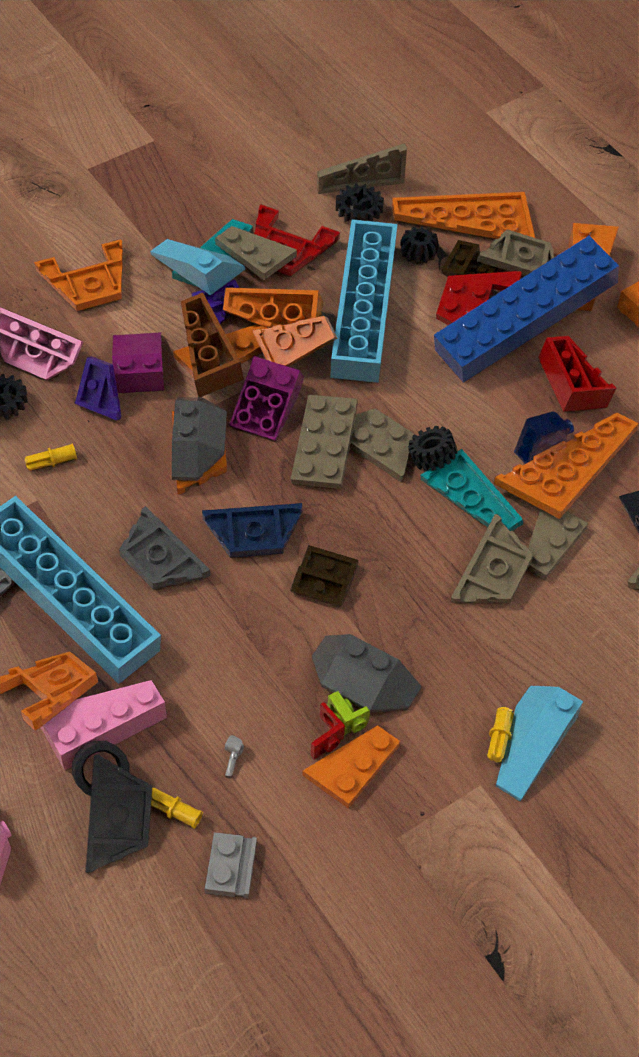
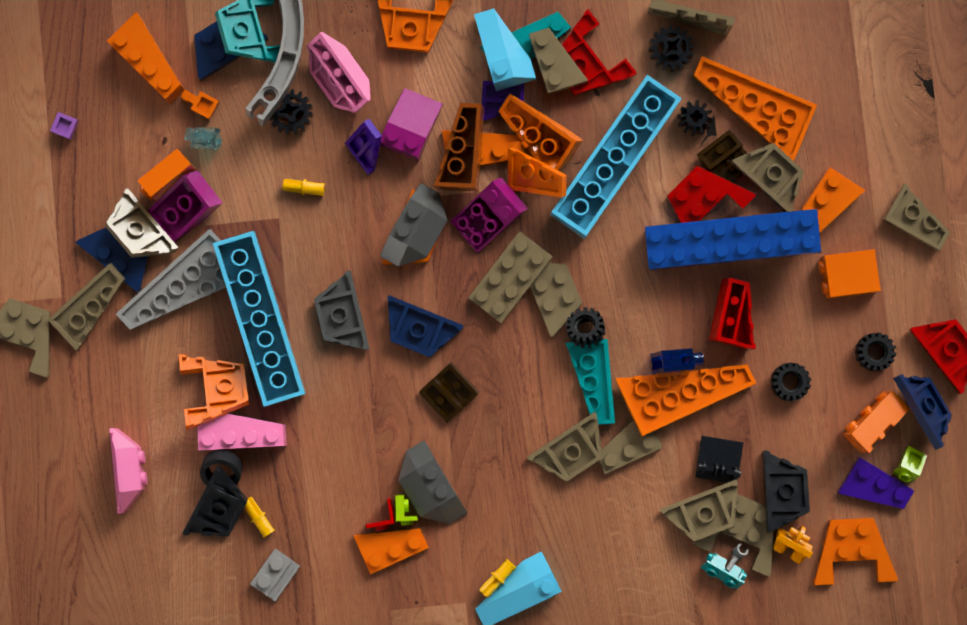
camera: 30 degrees right, 30 degrees up
(236, 748) = (319, 493): light grey hand -> none

